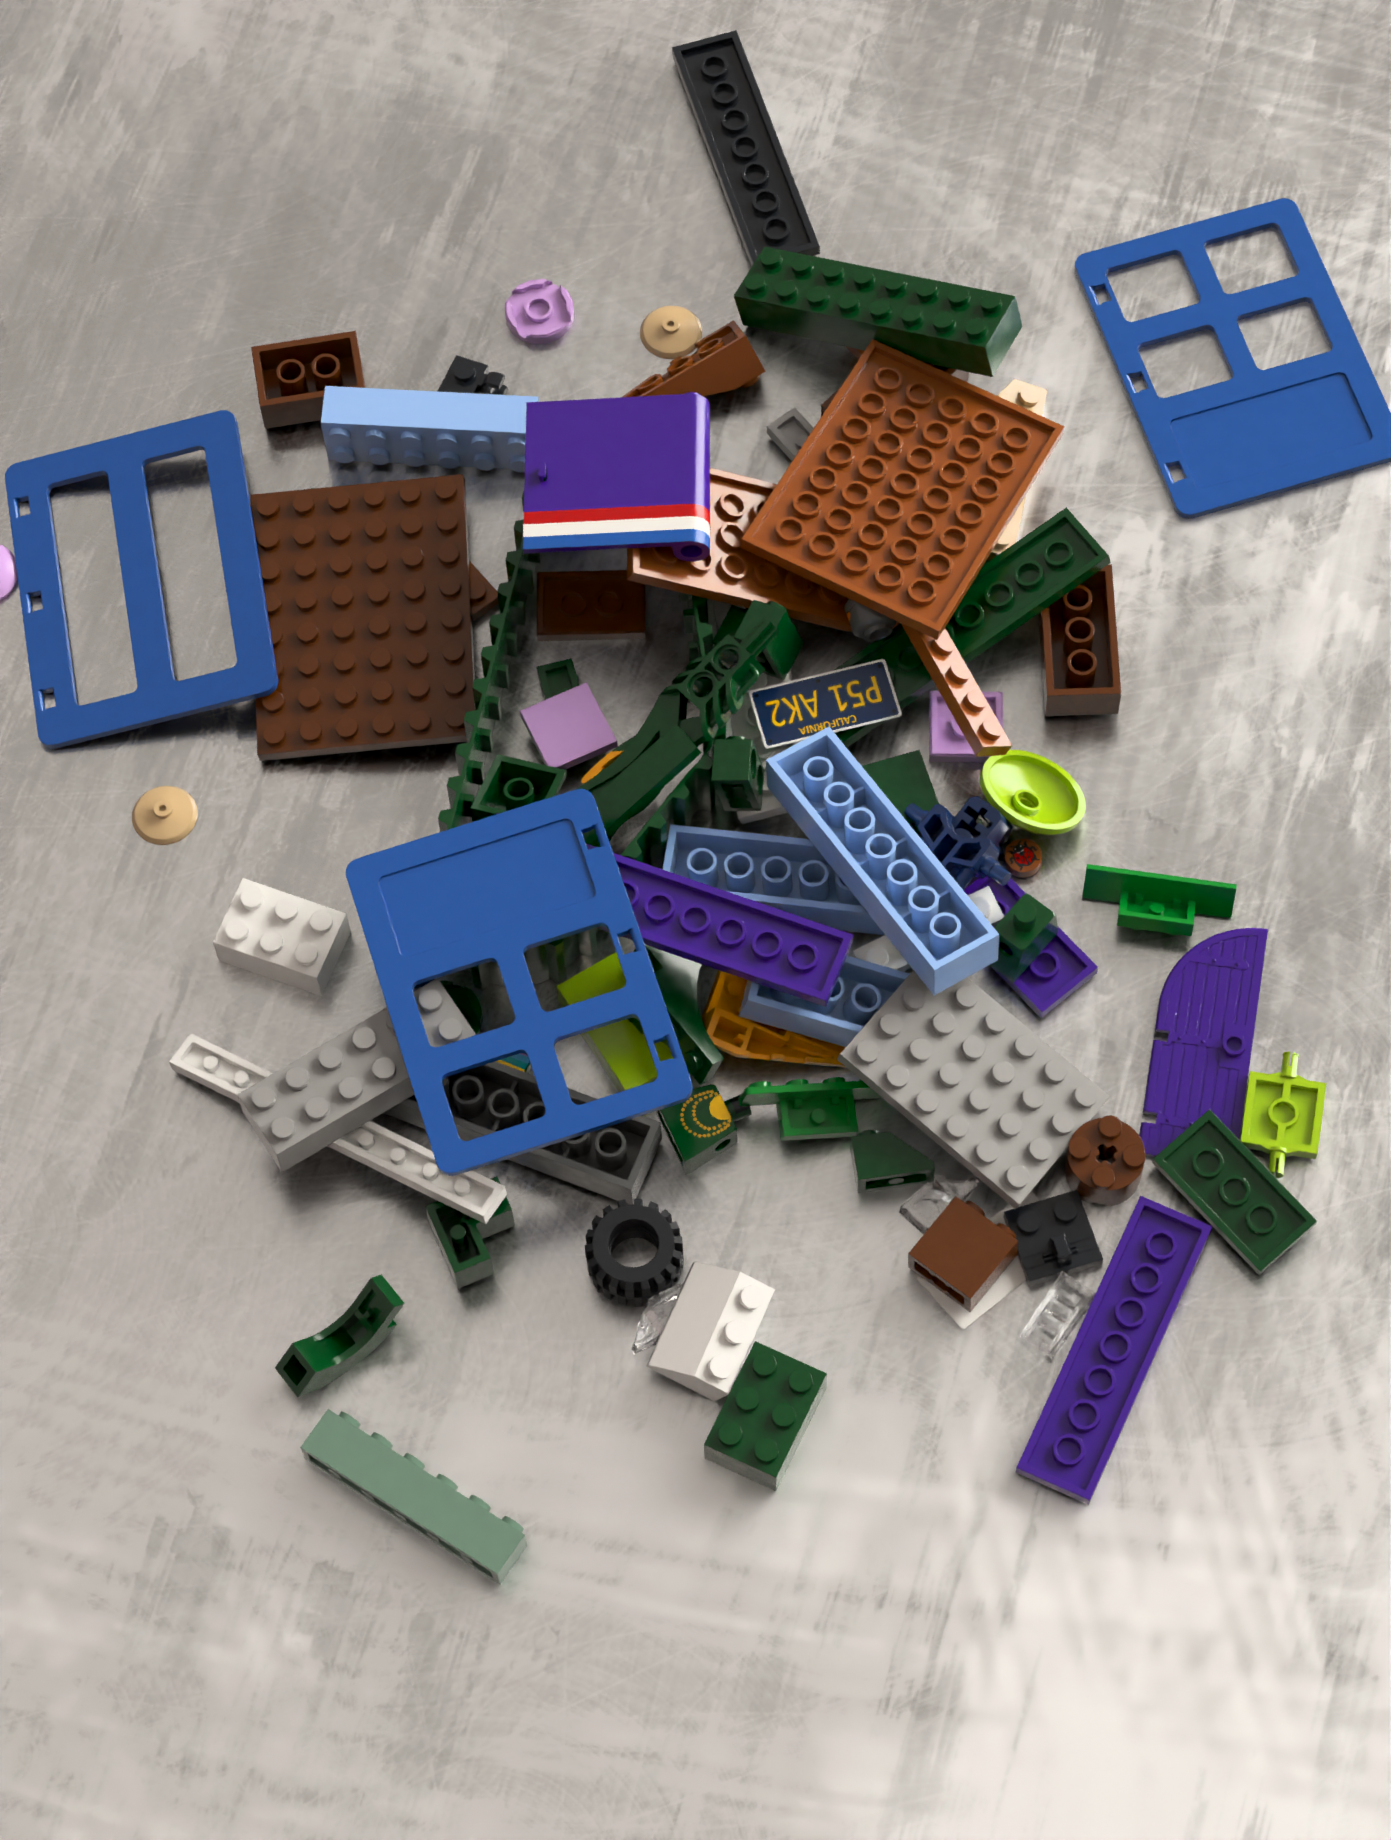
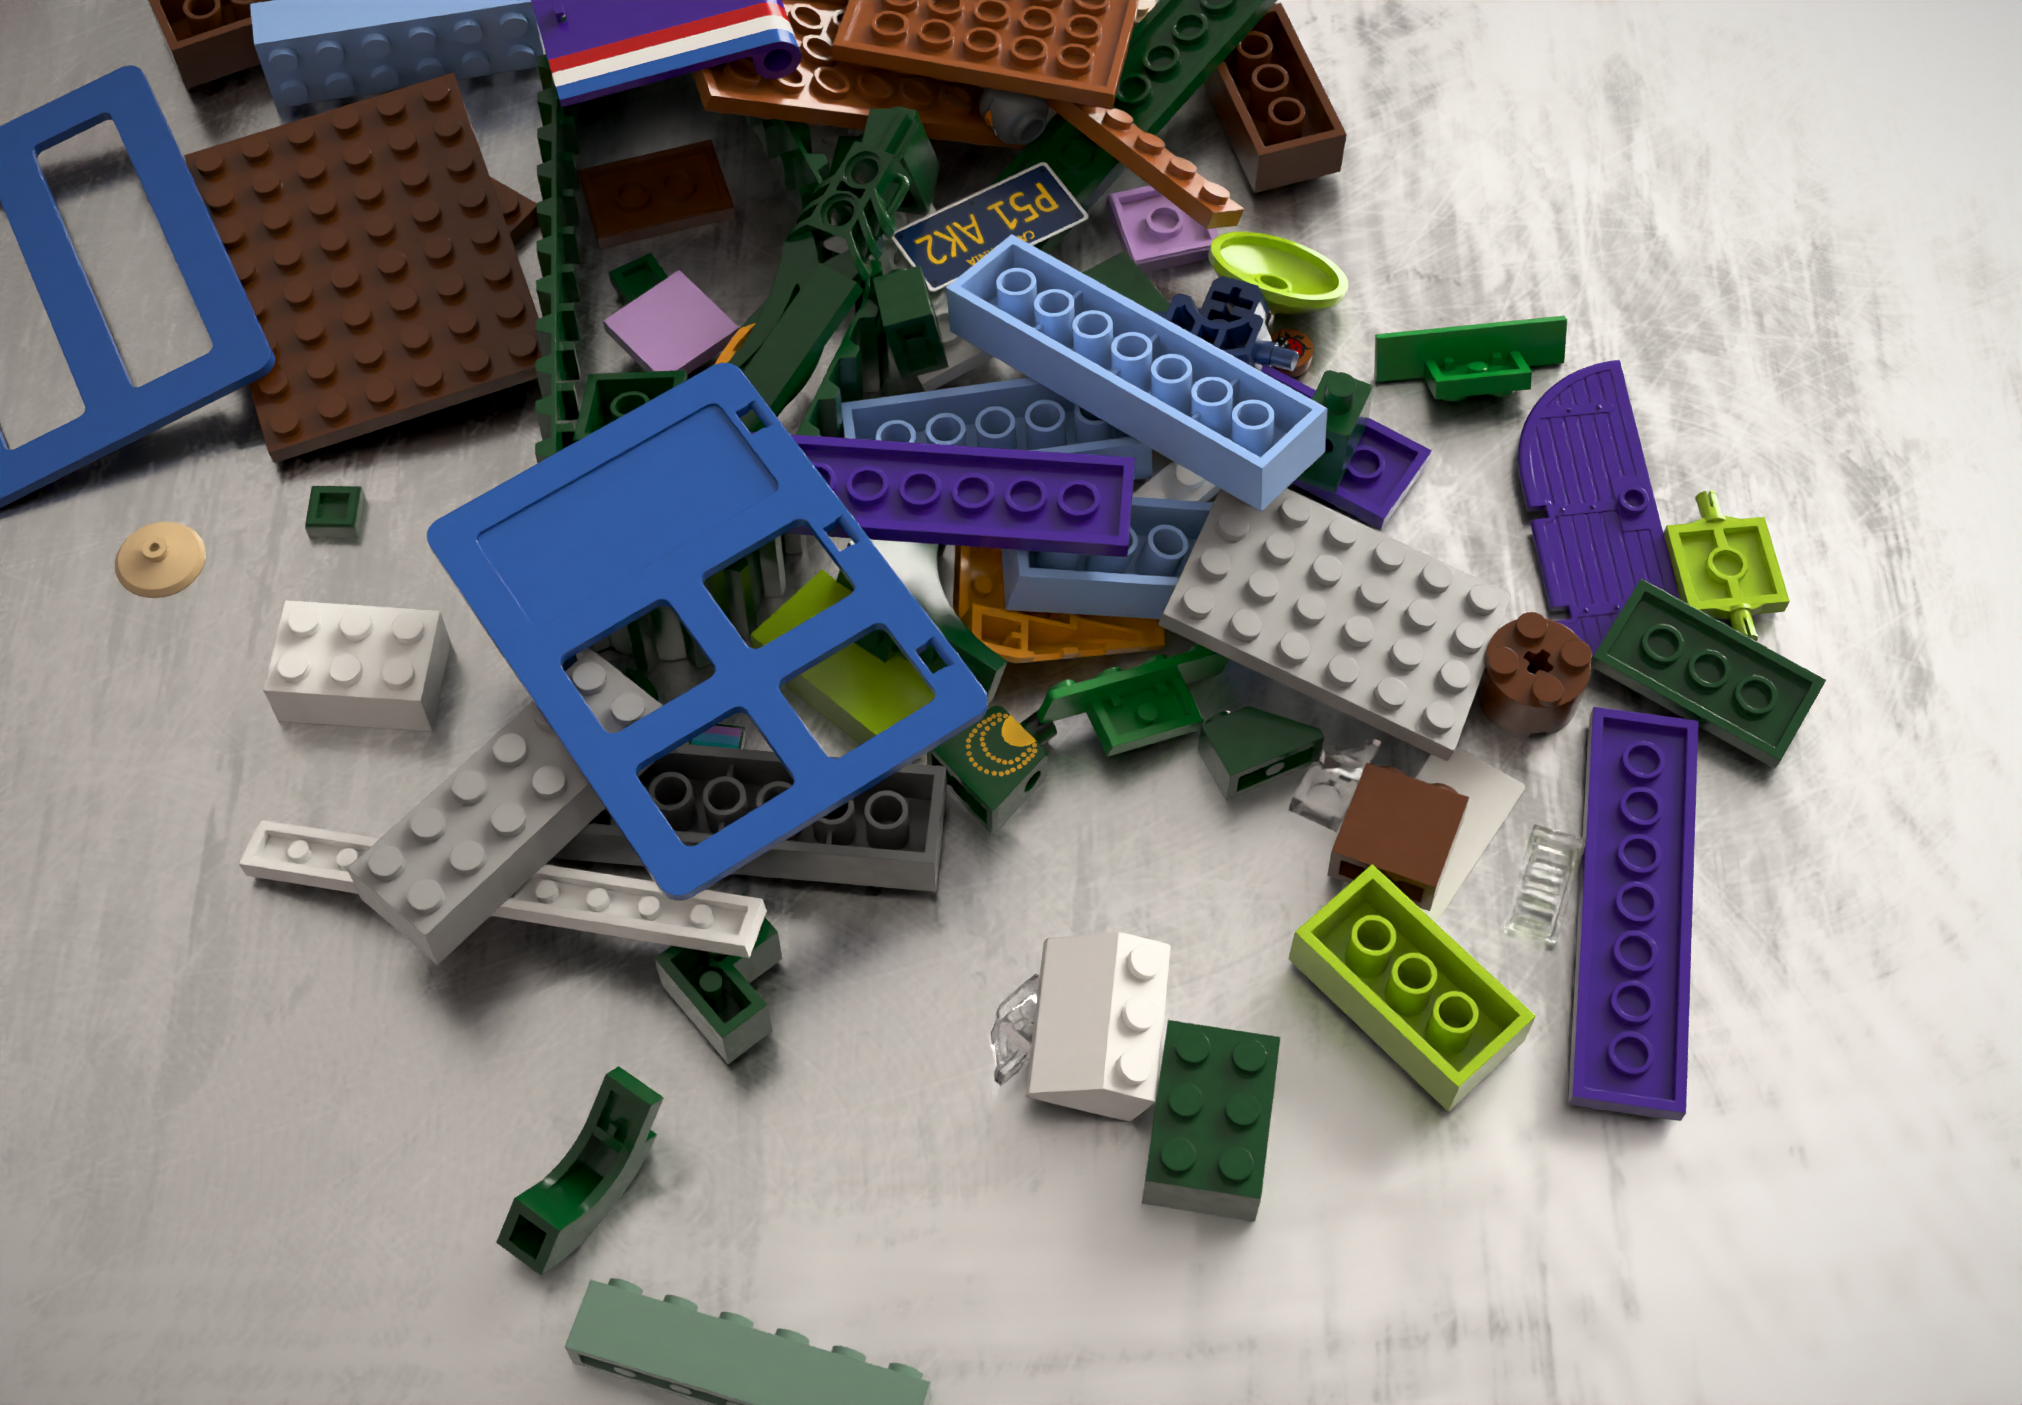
camera: 20 degrees left, 5 degrees down
(294, 809) = (335, 511): none -> dark green tile
(628, 1223) = (951, 909): black tyre -> none
(931, 1362) = (1410, 987): none -> lime brick
(1053, 1237) = (1505, 789): black hinge -> none

